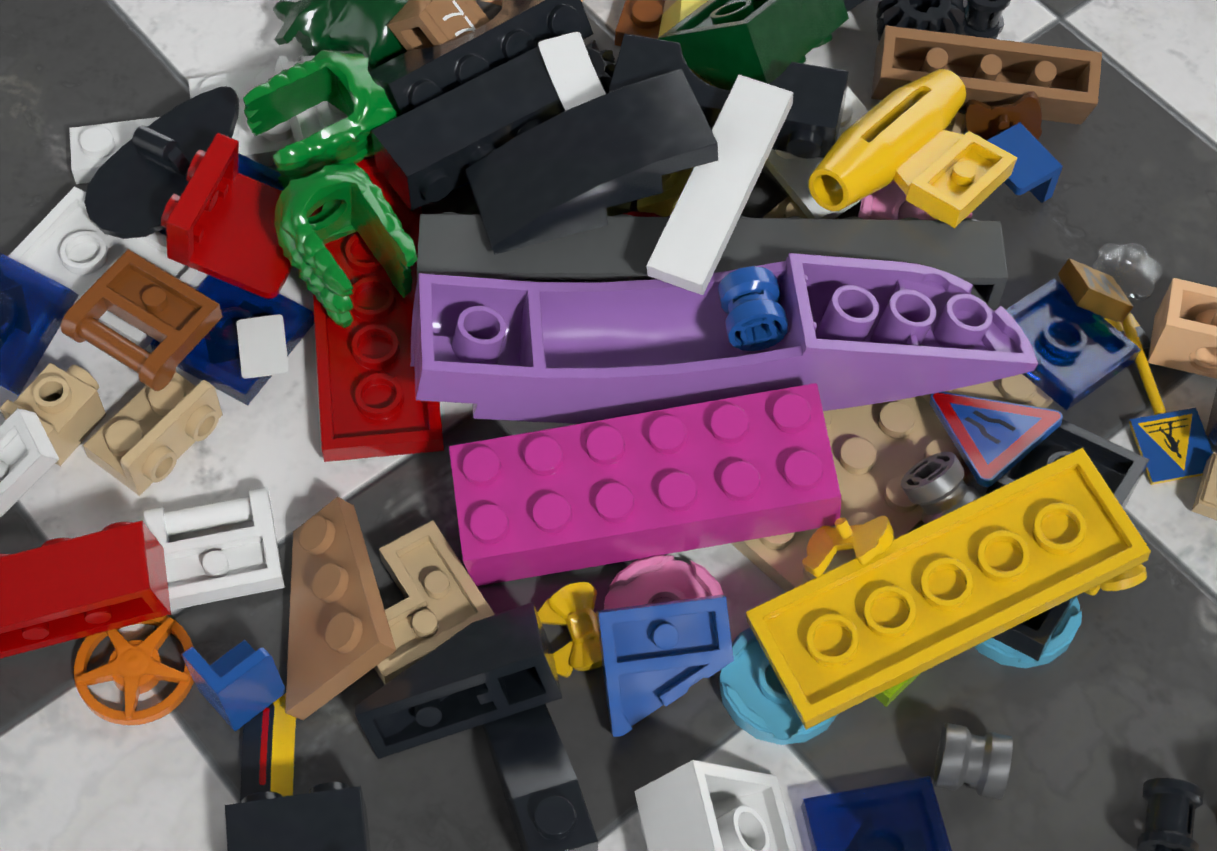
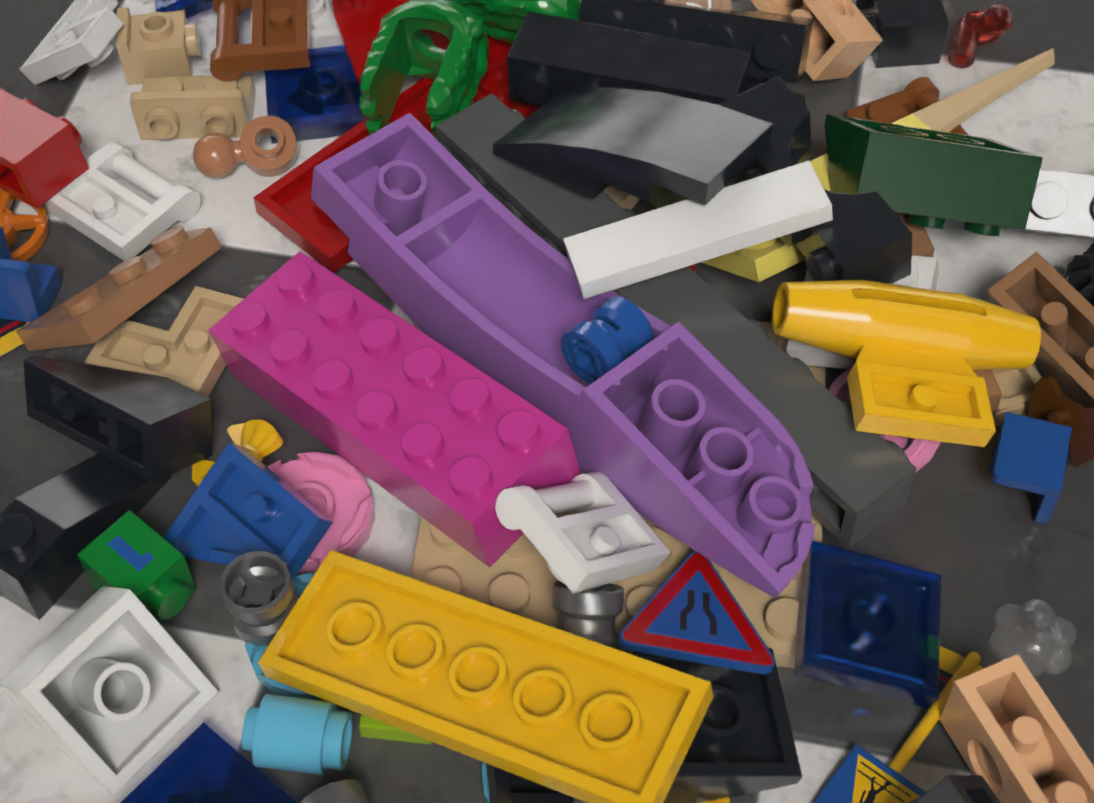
camera: 55 degrees right, 5 degrees down
(237, 446) = (218, 155): none -> nougat plate
(262, 346) = (317, 110): white sticker -> none
(571, 69) = (720, 74): white sticker -> none
(632, 755) = (139, 560): none -> green brick
(752, 671) = (257, 595): none -> flat silver wheel
(865, 539) = (463, 576): yellow piece -> none
(870, 739) = (298, 735): none -> medium azure brick
(899, 442) = (588, 547): none -> white plate
(1095, 291) = (961, 615): pearl gold tile -> none

